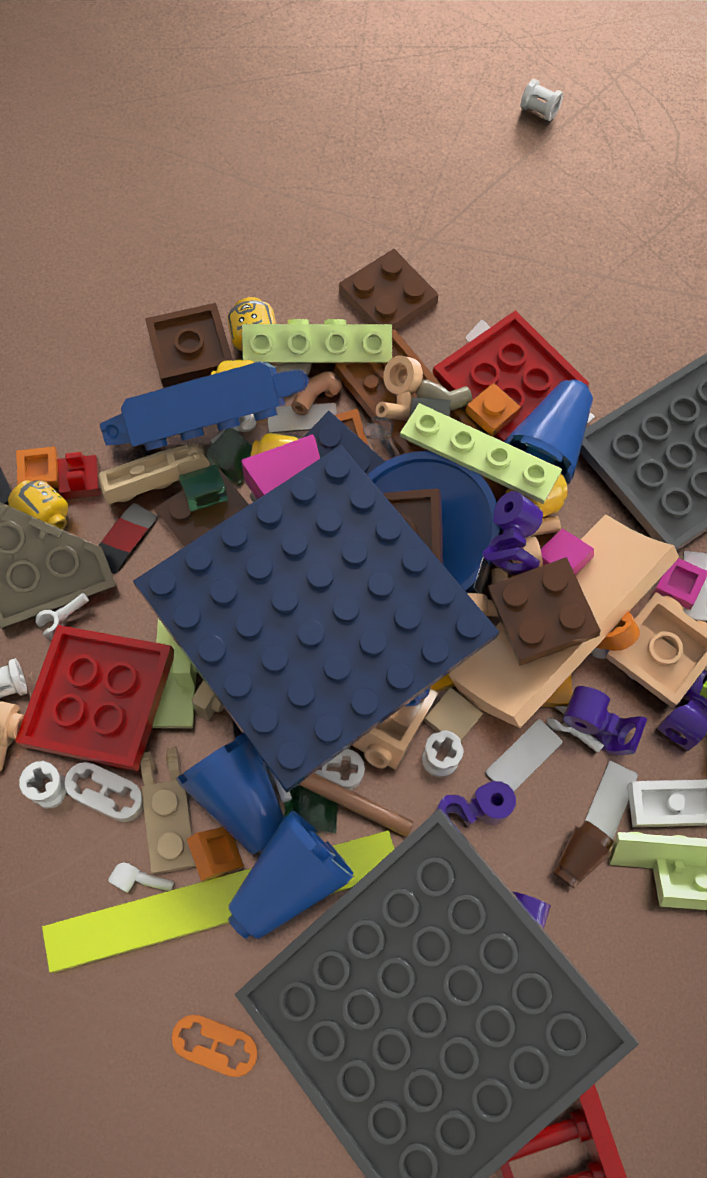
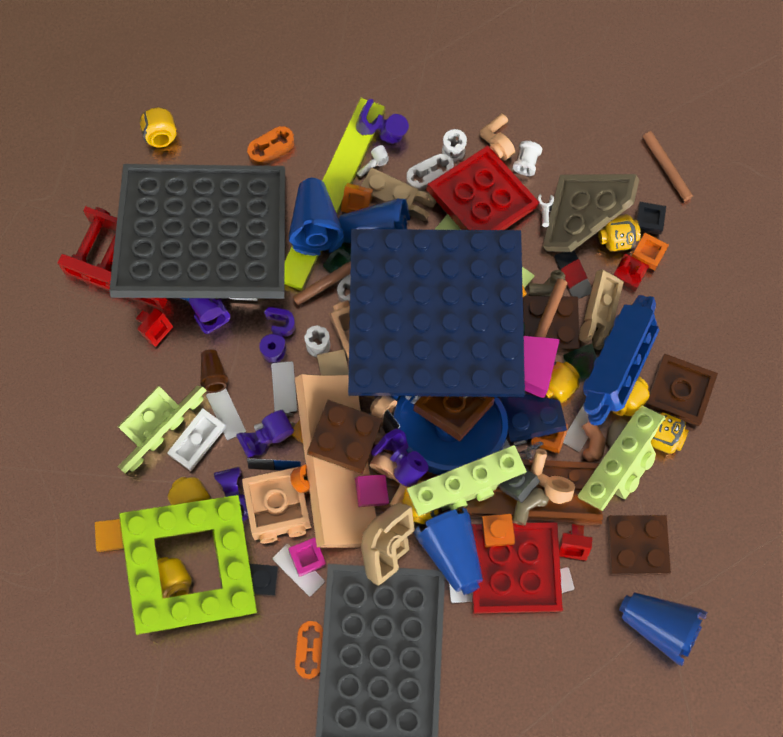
camera: 130 degrees right, 5 degrees up
(77, 893) = (390, 129): none -> dark purple leg
(157, 544) = (545, 289): none -> dark tan arm
(198, 516) = (551, 308): none -> nougat bar
(203, 487) = (568, 324): clear green slope -> none
(437, 340) = (575, 544): none -> red tile
(450, 214) = (664, 623): none -> blue cone
(602, 976) = (153, 326): none -> red tile
(608, 497) = (386, 542): none -> tan brick
(621, 689) = (266, 464): none -> sticker

